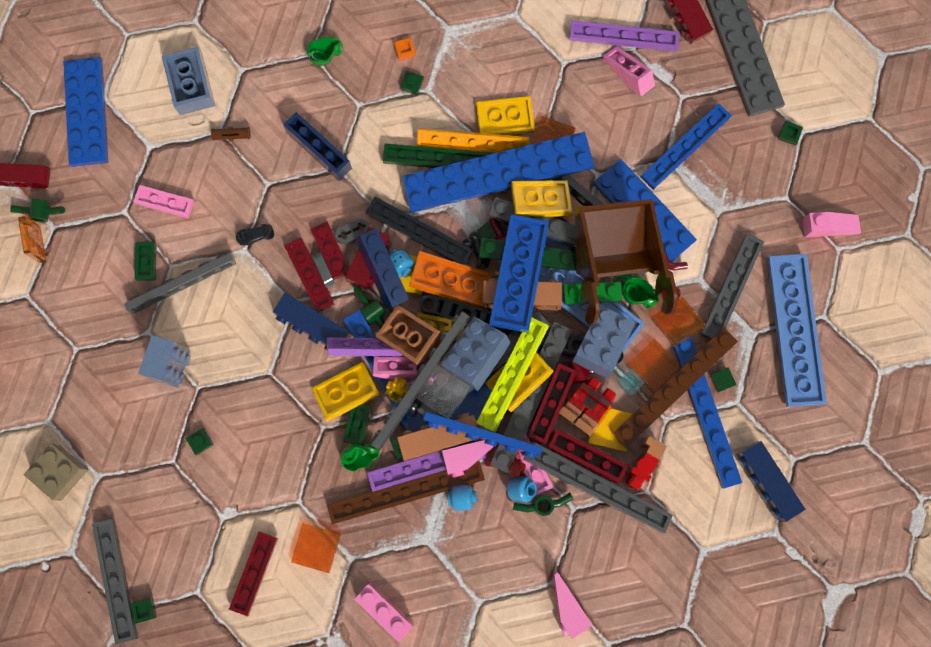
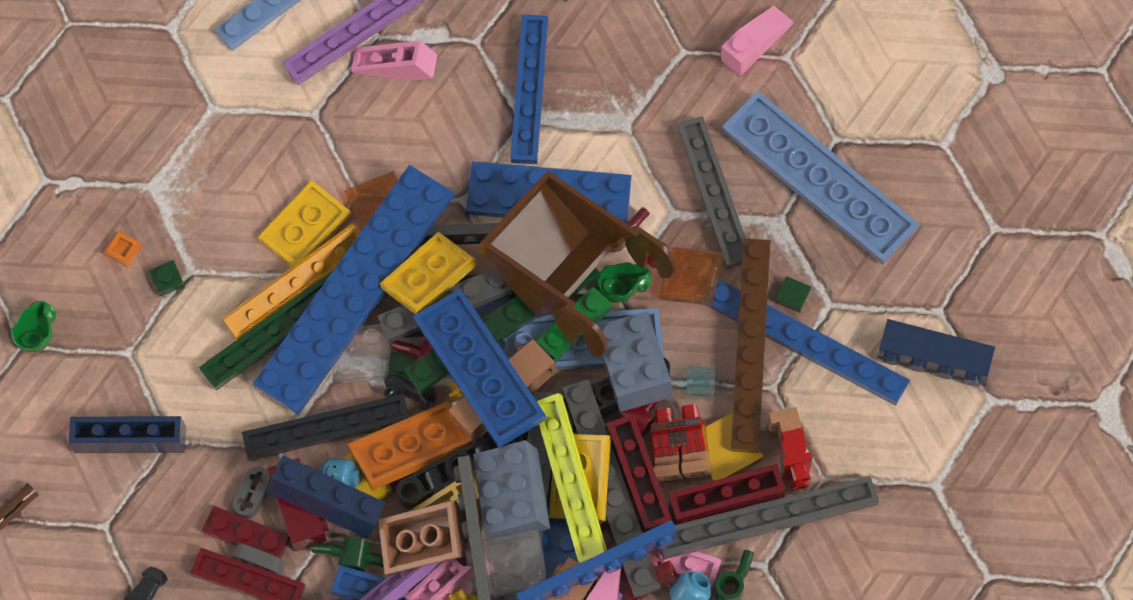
camera: 35 degrees left, 10 degrees down
(654, 365) = (708, 343): clear orange tile -> none

